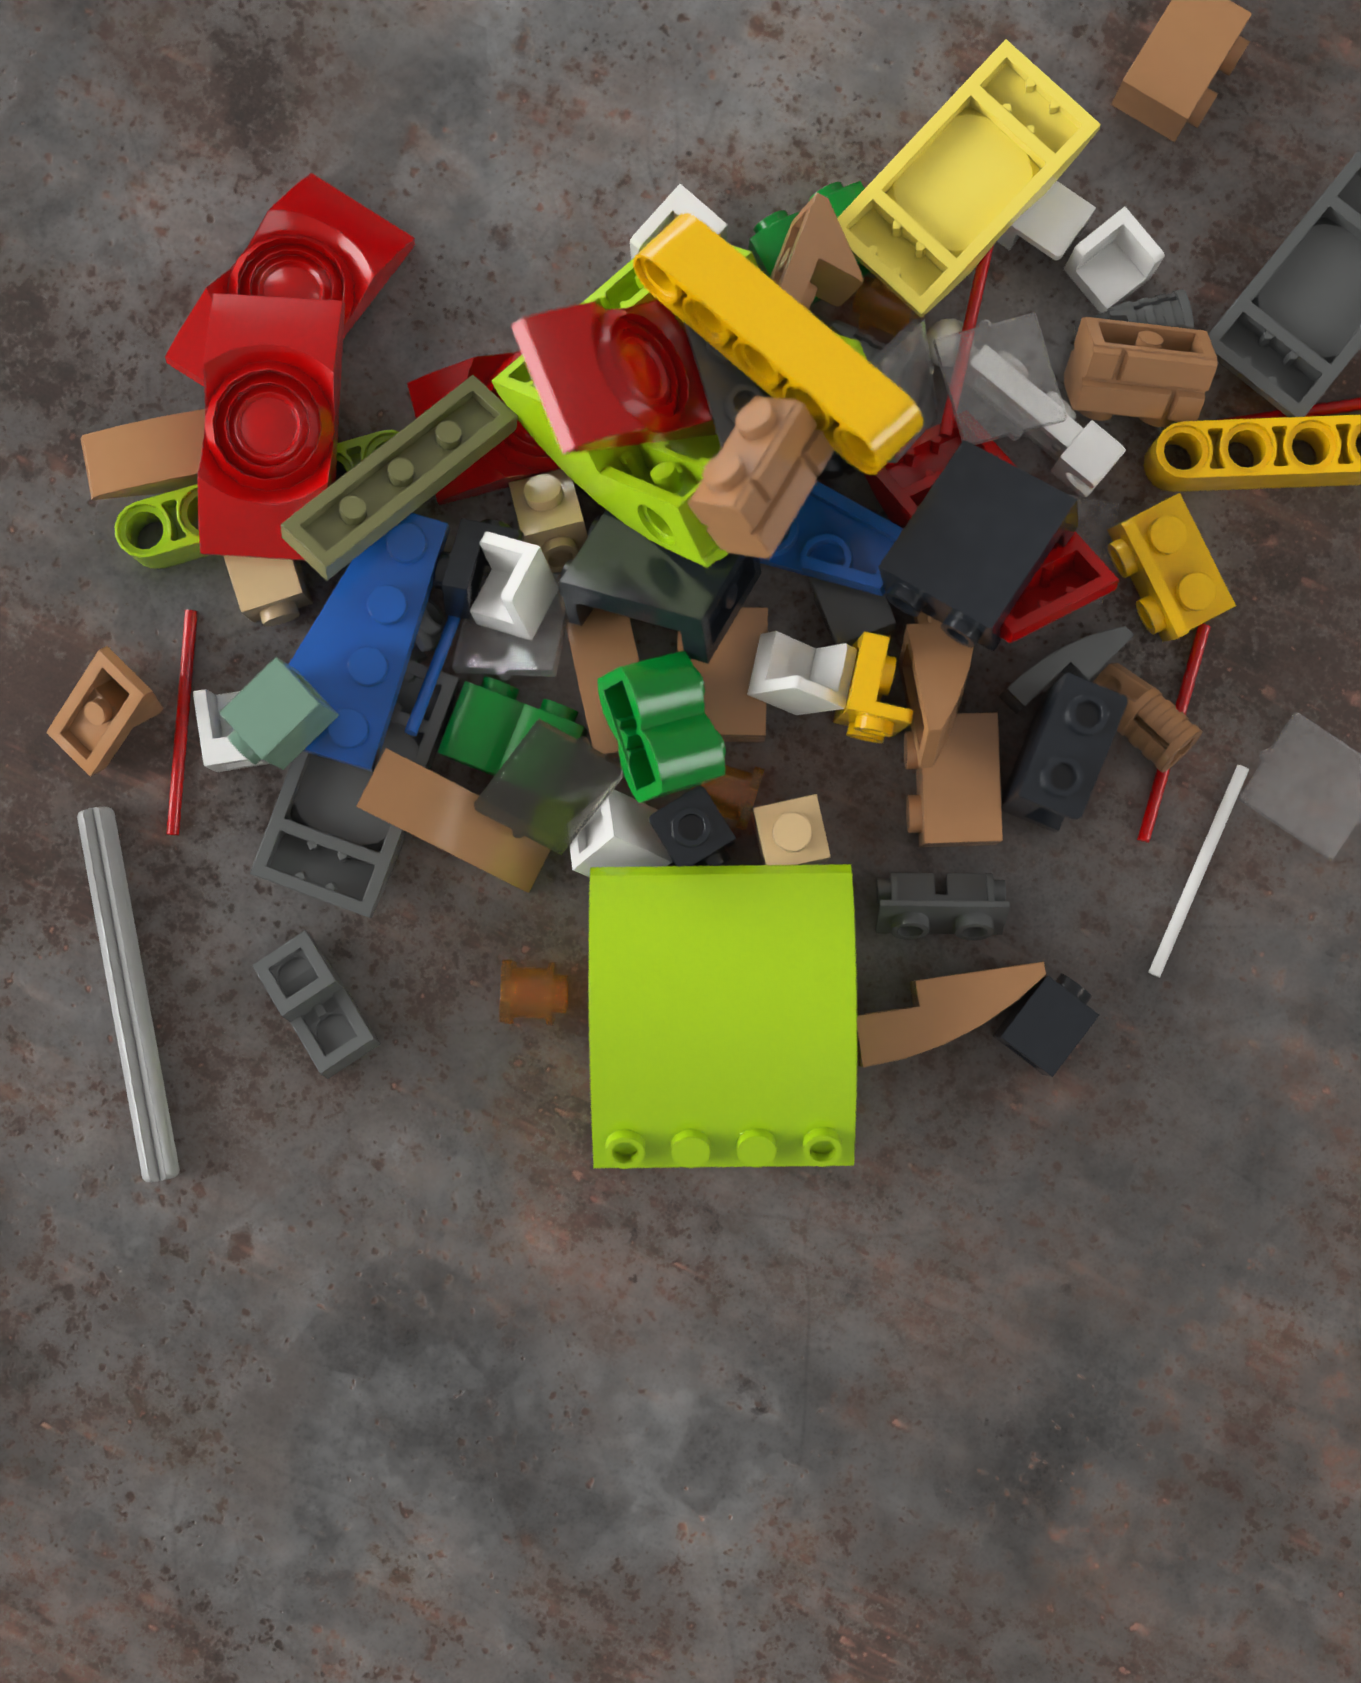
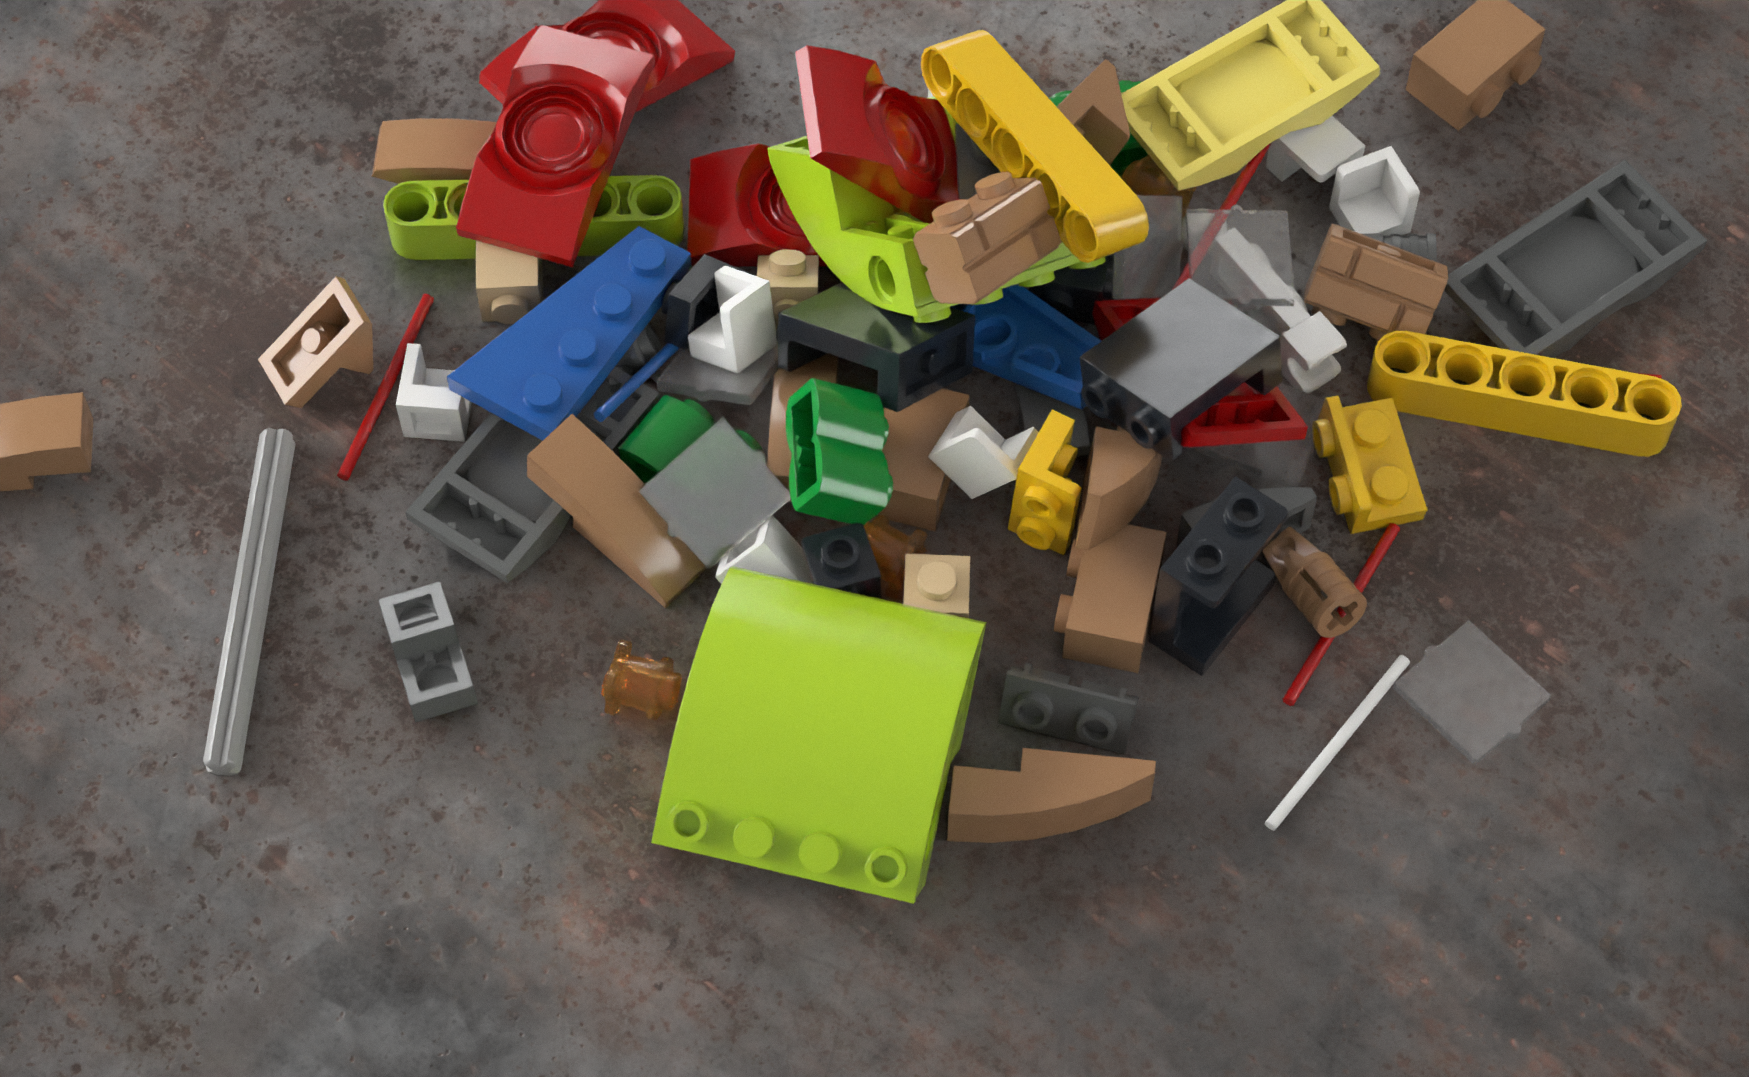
camera: 10 degrees right, 25 degrees down
(277, 715) = (481, 354): sand green brick -> none
(398, 477) = (658, 200): olive plate -> none
(1048, 1023) = (1146, 833): black brick -> none

